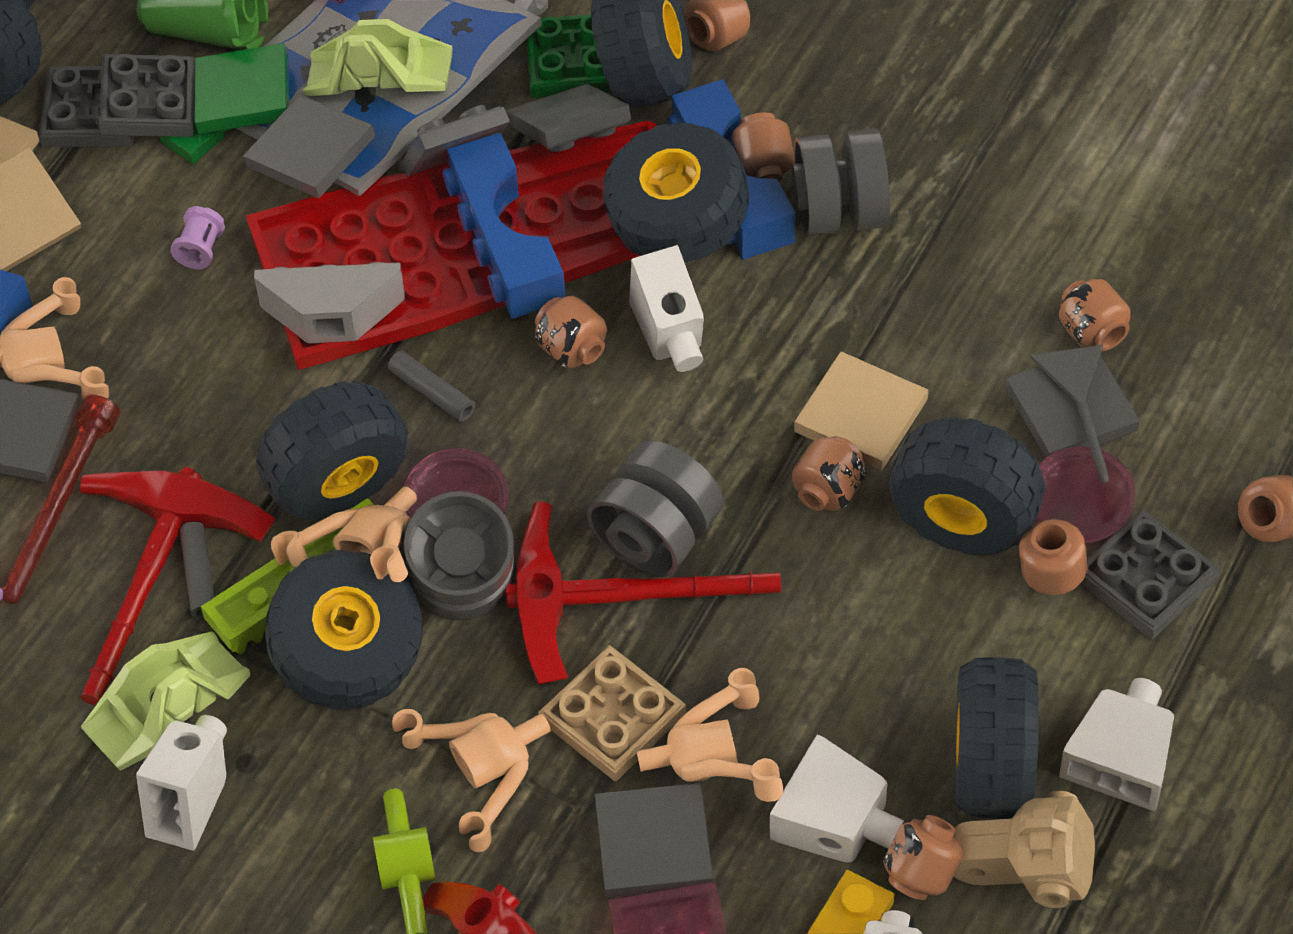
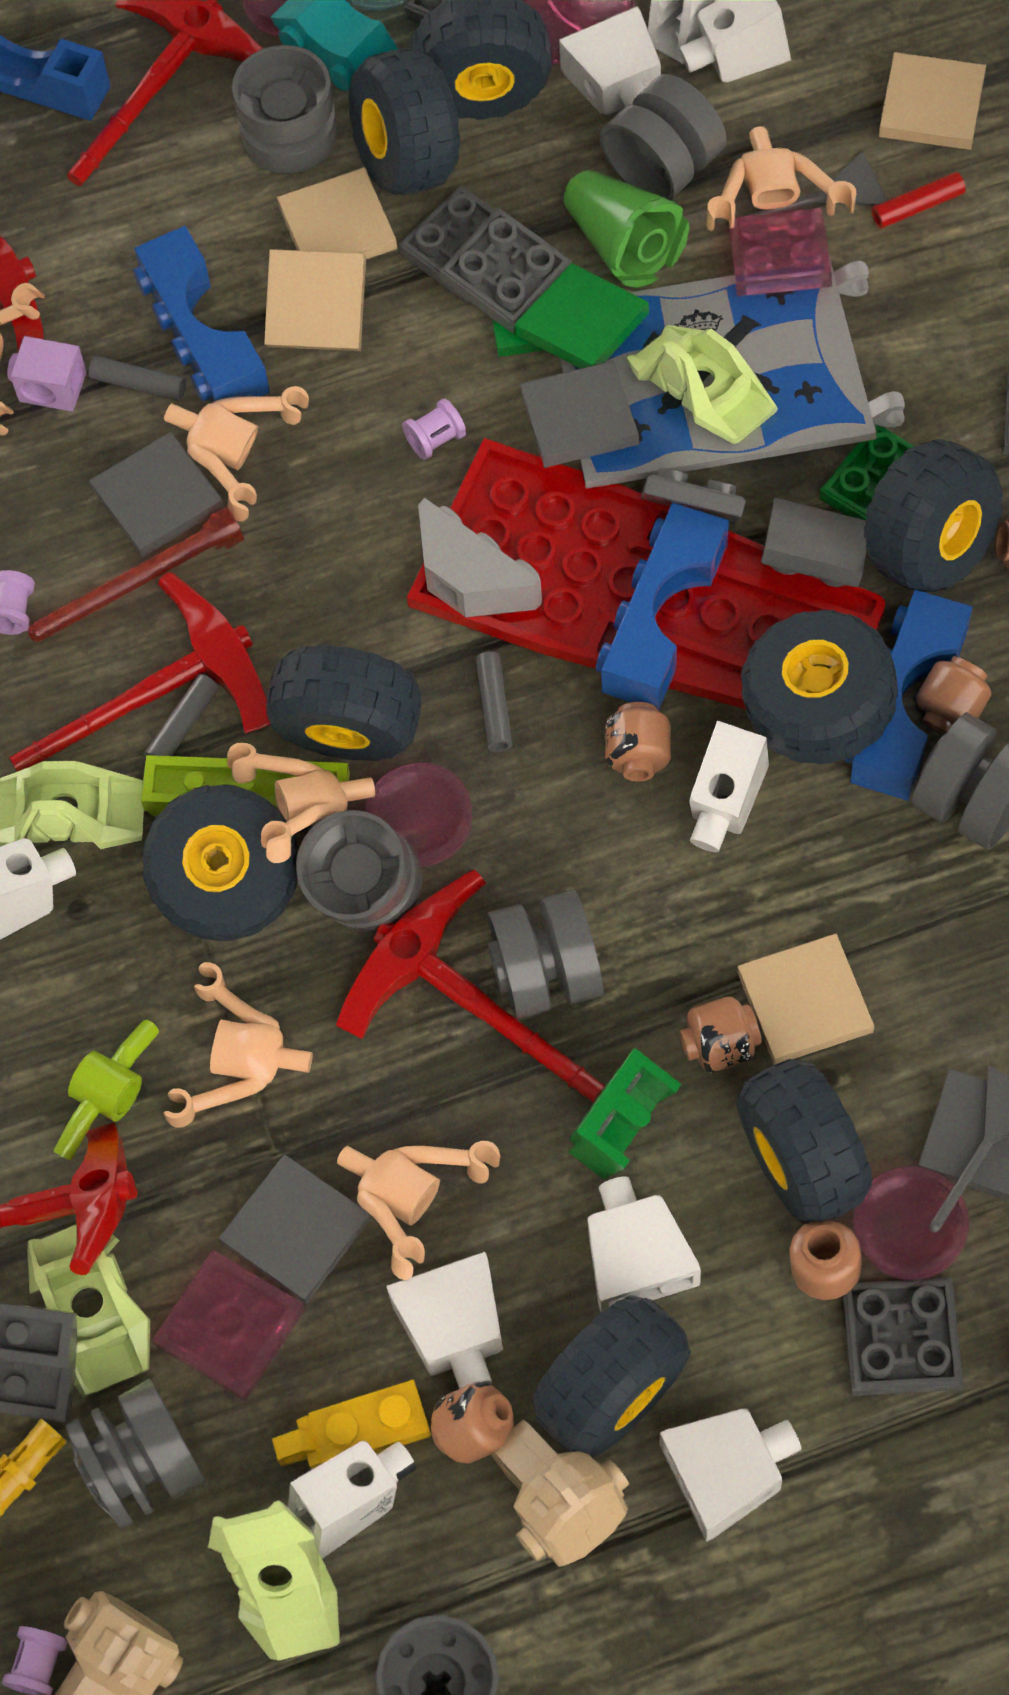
camera: 45 degrees right, 10 degrees up
(612, 712) = (370, 1096): tan tile -> none
(807, 565) = (620, 1113): none -> green window
(915, 656) = (638, 1247): none -> white torso

